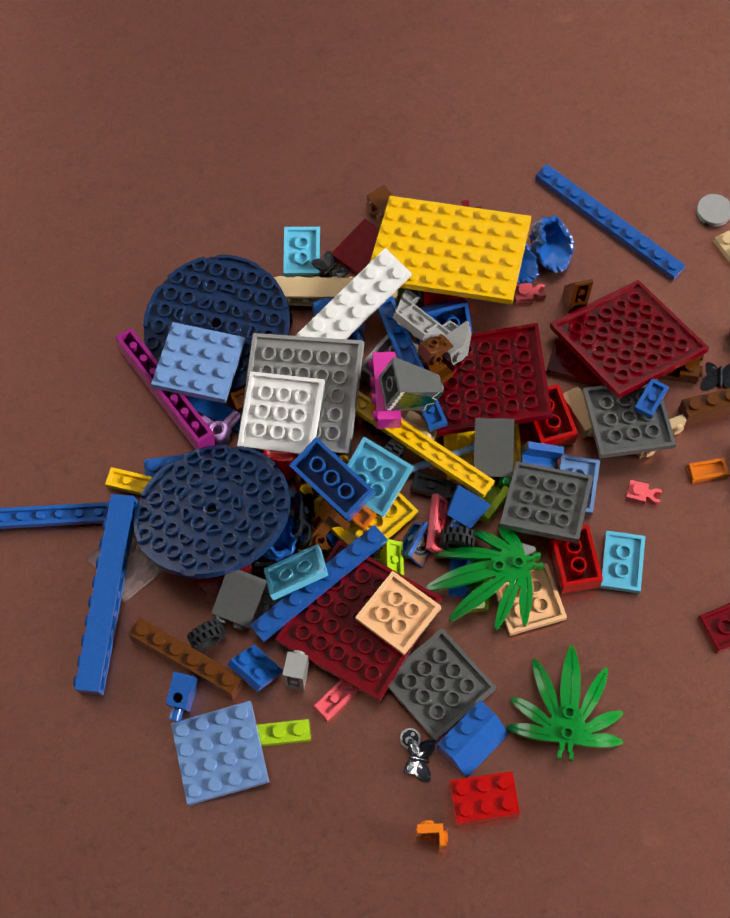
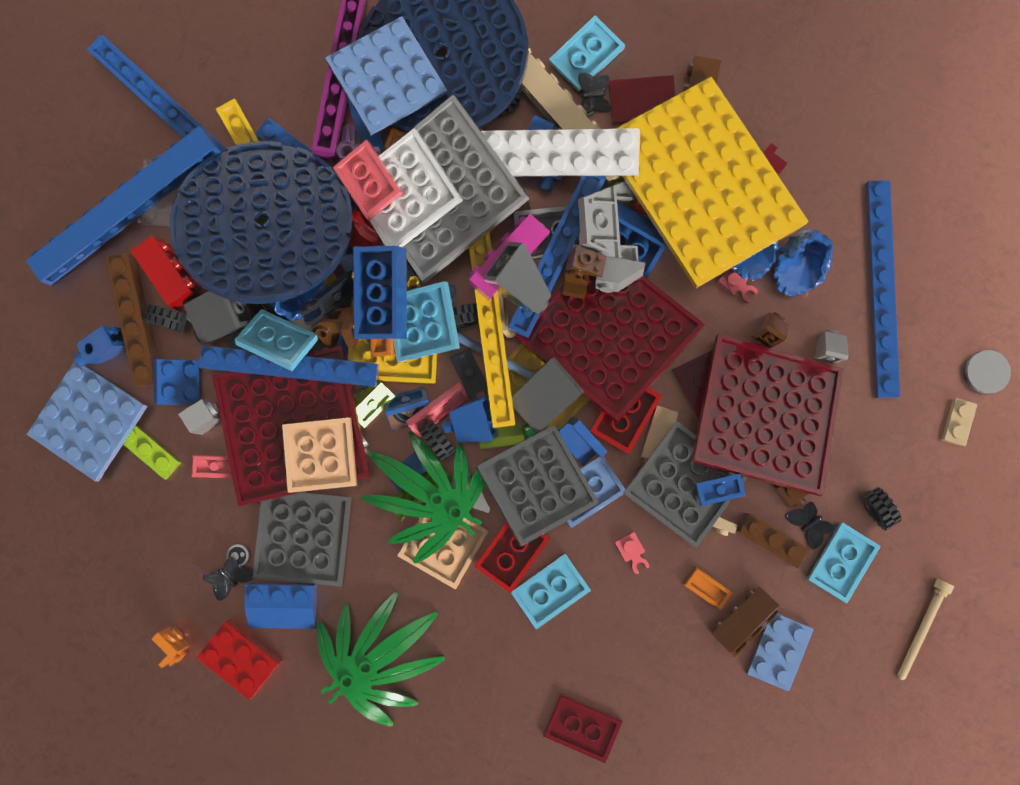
camera: 45 degrees right, 20 degrees up
(178, 605) = (166, 272): none -> red brick
(252, 428) = (367, 180): none -> coral tile
(619, 273) = (831, 347): none -> light grey slope

